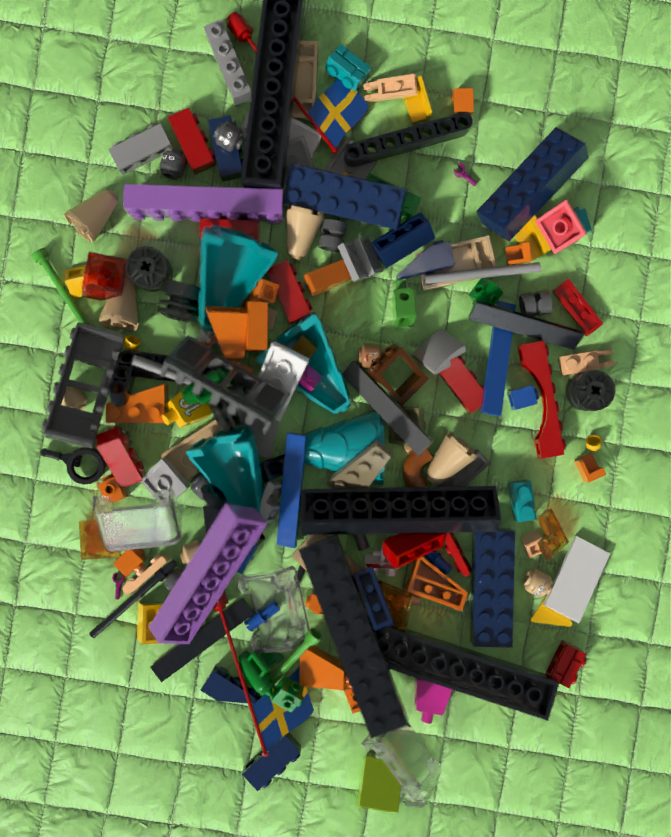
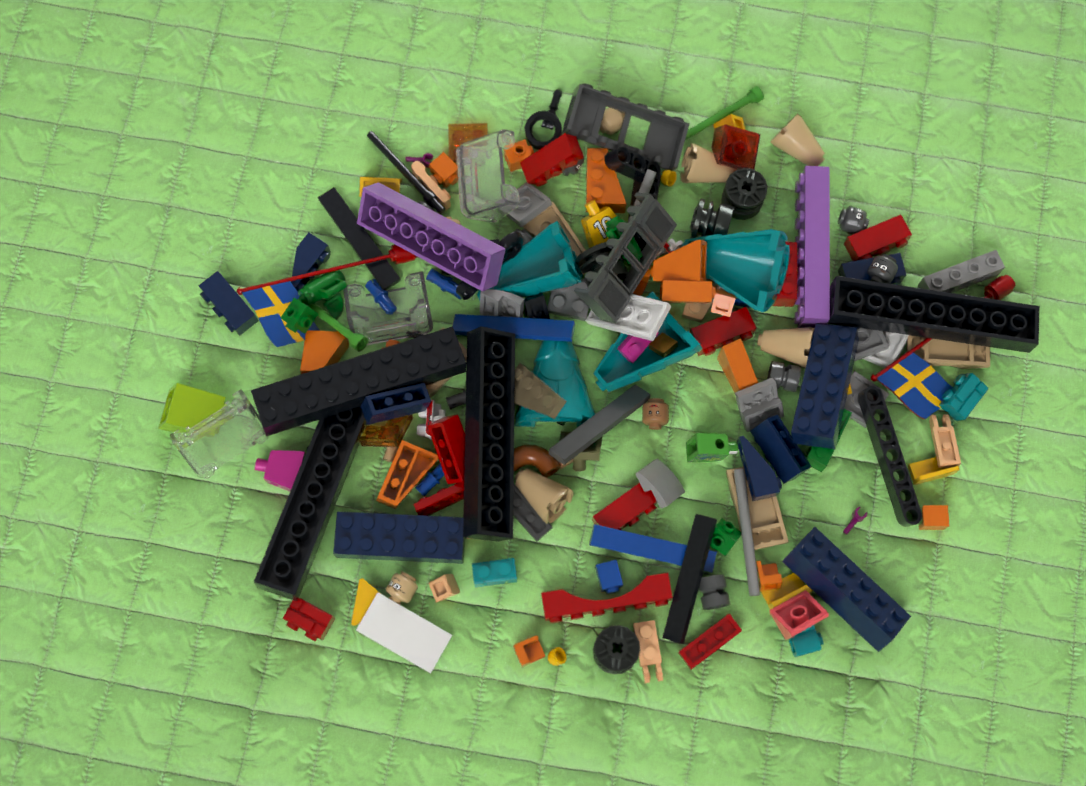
camera: 85 degrees right, 15 degrees down
(140, 148) = (867, 190): light grey brick -> none
(410, 386) = (620, 452): reddish brown window -> none
(555, 537) = (455, 608): clear orange plate -> none

